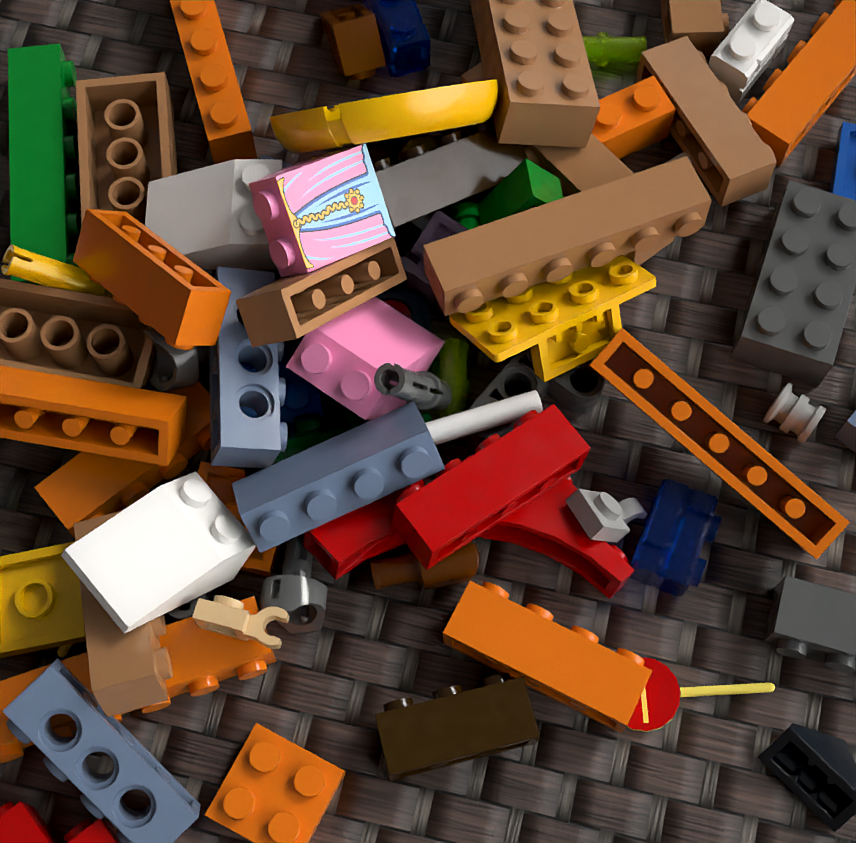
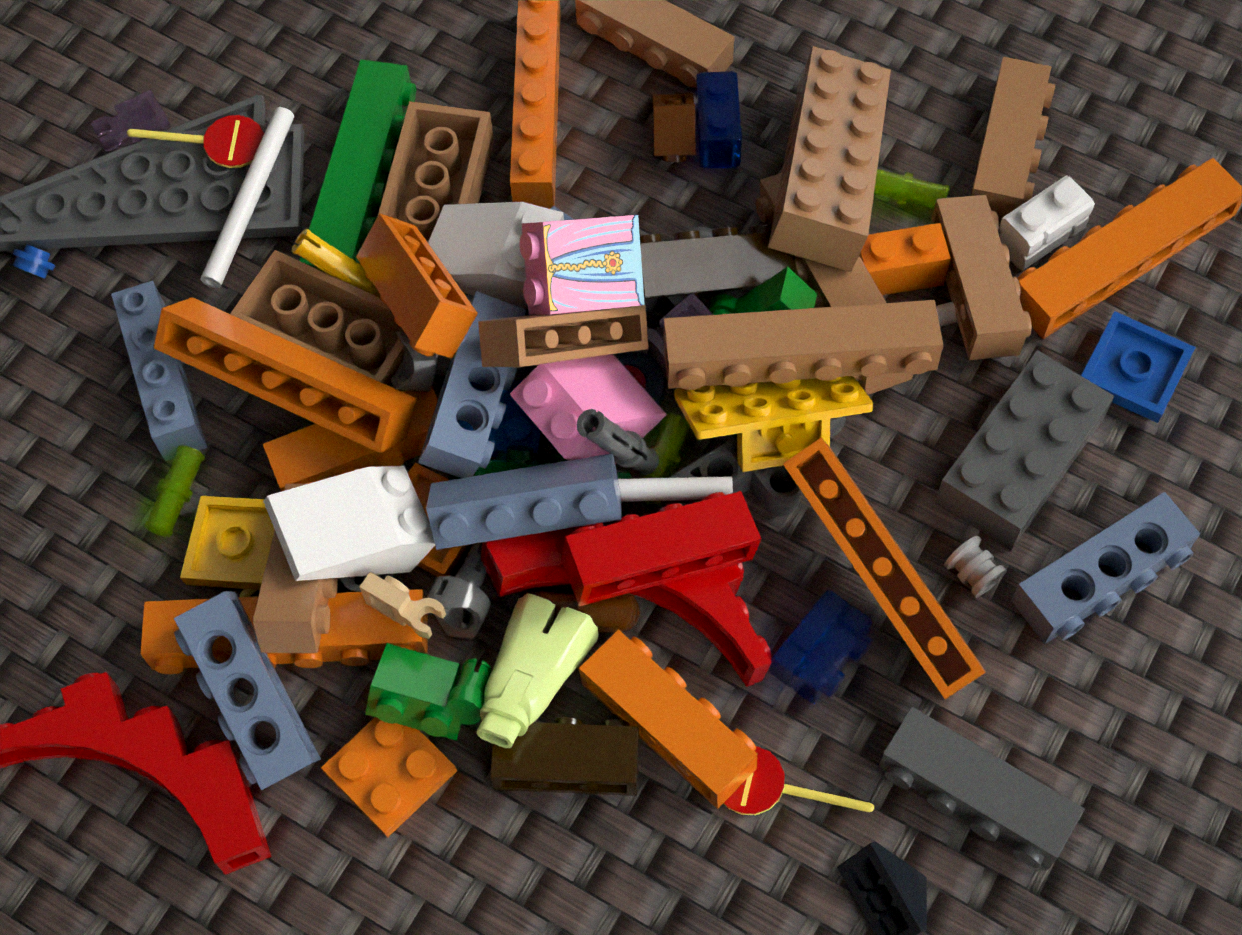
camera: 20 degrees right, 5 degrees down
(292, 707) = (424, 694): none -> green hinge
(386, 117) = (672, 198): yellow piece -> none
(394, 647) = (532, 666): none -> yellowish green piece
(602, 515) = (758, 607): light grey plate -> none

